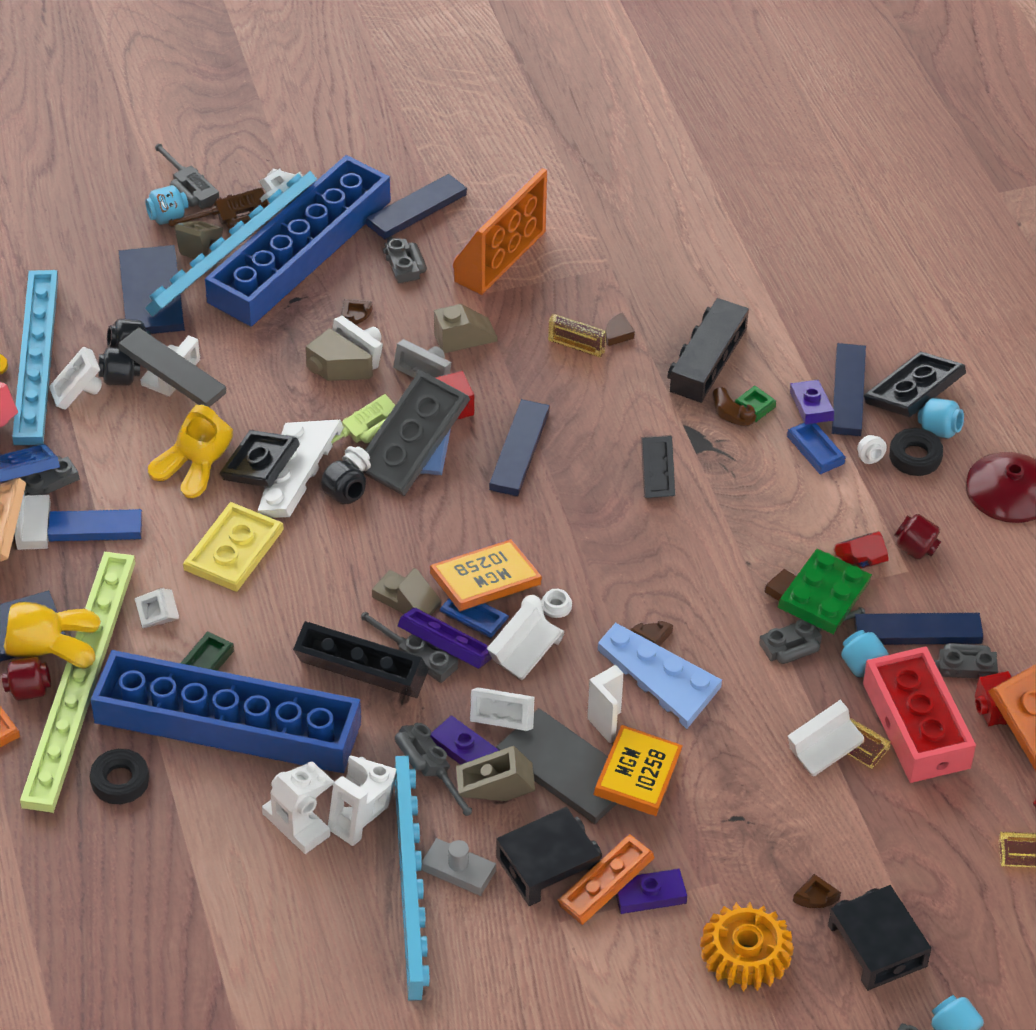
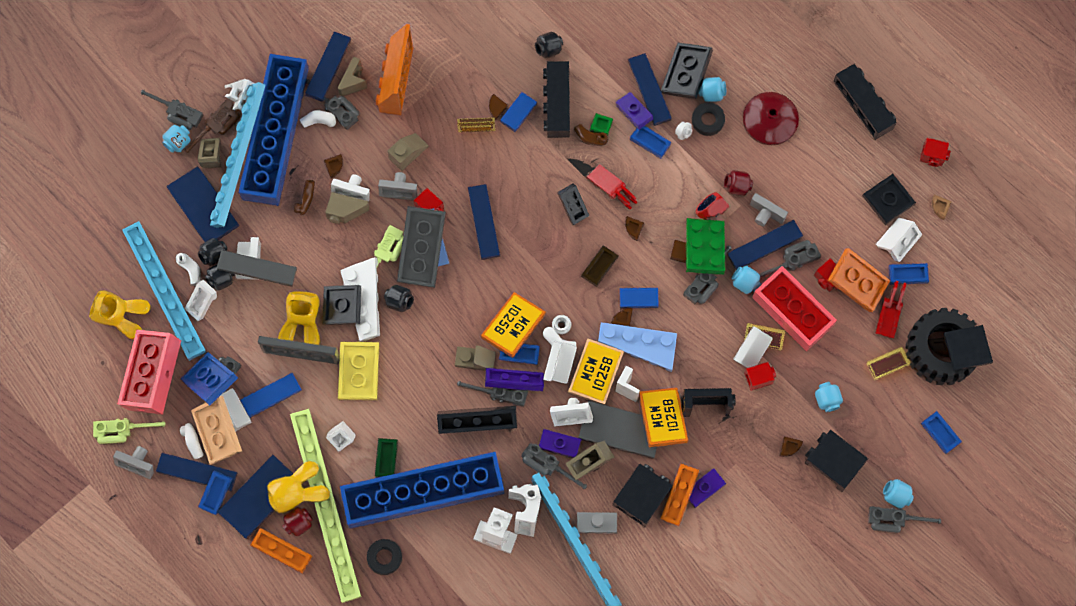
camera: 25 degrees left, 25 degrees up
(87, 338) = (191, 266): none -> white arm
(166, 479) = (299, 350): none -> dark grey tile
(293, 331) = (307, 197): none -> reddish brown arm
(357, 457) = (400, 280): white plate -> none
(367, 252) = (318, 117): none -> white arm
(439, 228) = (350, 82): none -> dark tan slope
(563, 681) = (596, 372): none -> yellow tile
(645, 346) = (518, 112): none -> blue tile
(655, 560) = (600, 266): none -> dark brown tile
(690, 618) = (639, 298): none -> blue tile
(716, 766) = (707, 396): none -> black panel
(728, 472) = (611, 185): none -> arm
(733, 286) = (548, 45): none -> black head
(733, 535) = (633, 227): none -> reddish brown tile
(761, 962) = (774, 488): light orange gear -> none
(818, 777) = (760, 376): none -> red brick
(912, 848) = (828, 397): none -> medium azure head
(944, 583) = (767, 210): none -> light grey tile

